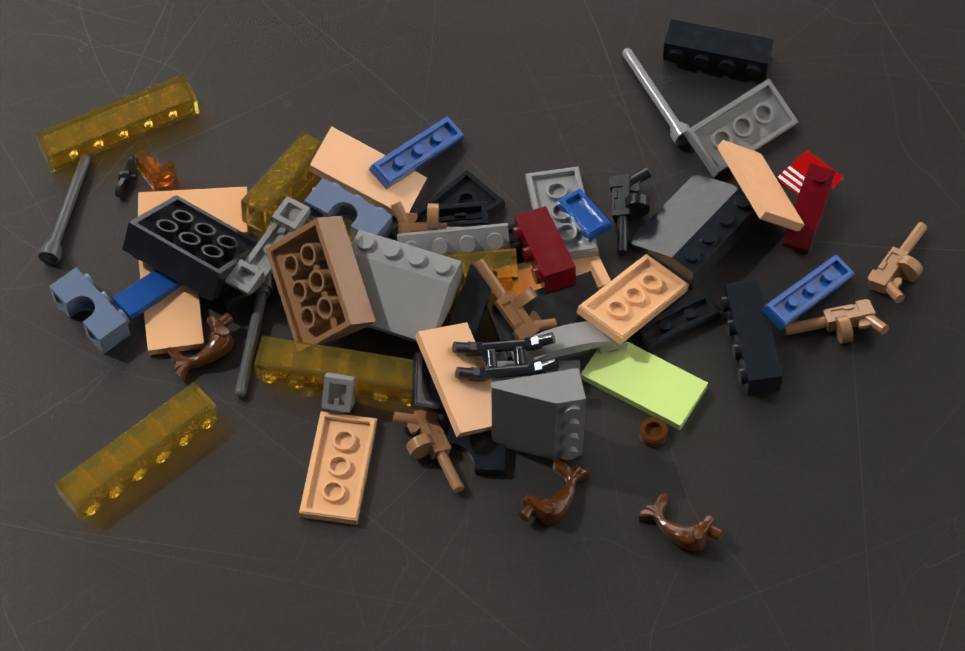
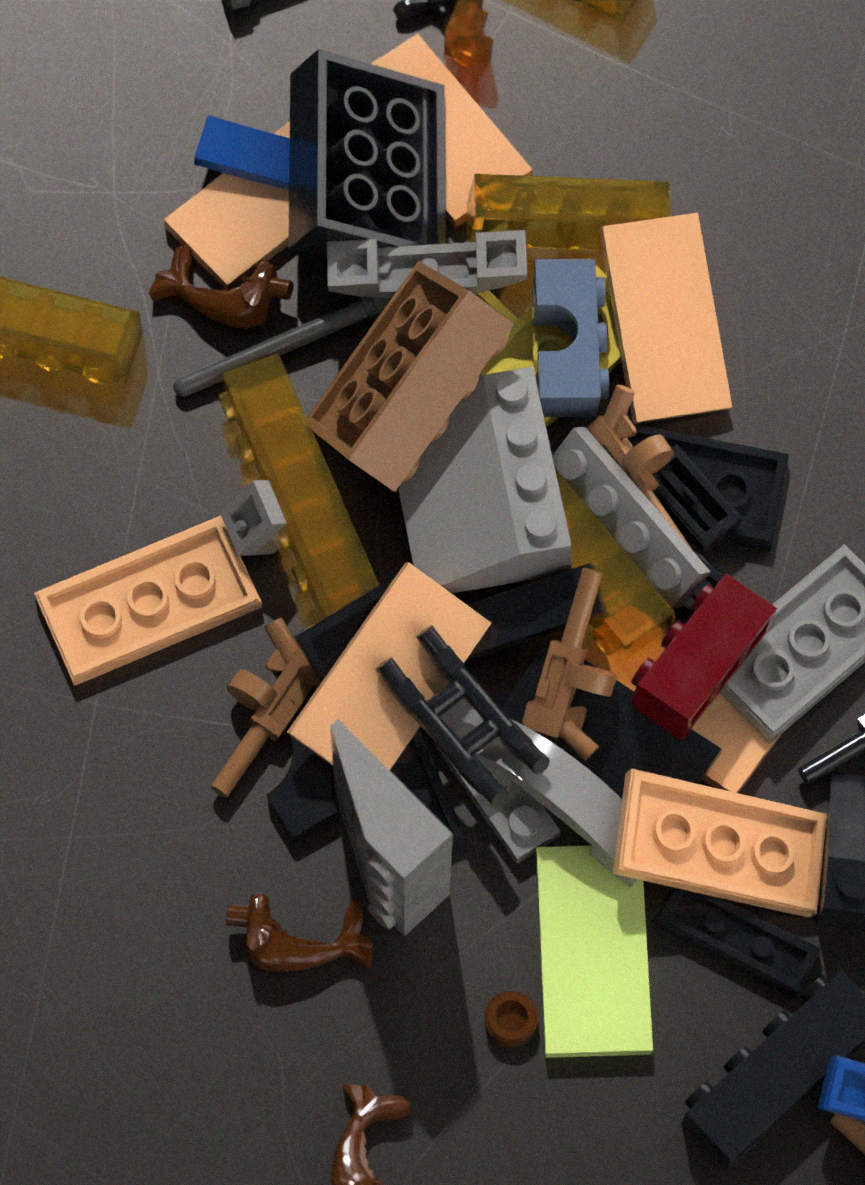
camera: 55 degrees right, 10 degrees up
(78, 293) = (167, 137): sand blue arch -> none
(416, 152) = (759, 363): blue tile -> none
(584, 214) = (821, 676): blue tile -> none

